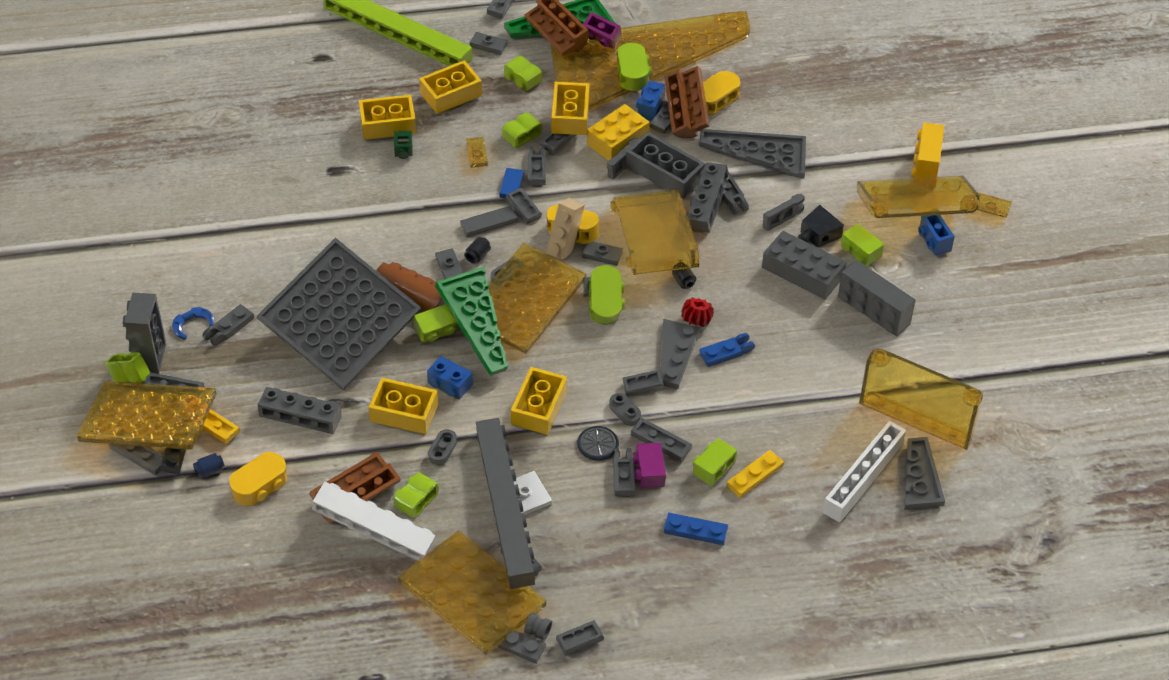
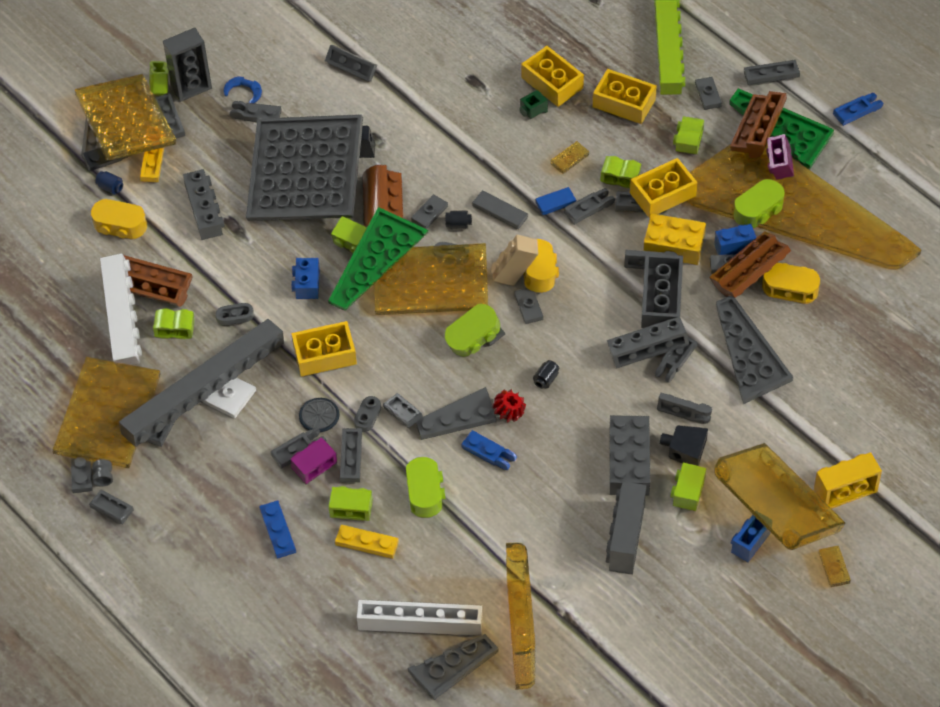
camera: 60 degrees right, 5 degrees up
(240, 234) = (350, 63): none -> dark grey plate
(403, 406) = (252, 264): yellow brick -> none
(523, 205) = (534, 221): dark grey plate -> none
(656, 232) = (573, 326): clear yellow windscreen -> none
(733, 407) = (424, 487): none -> lime brick

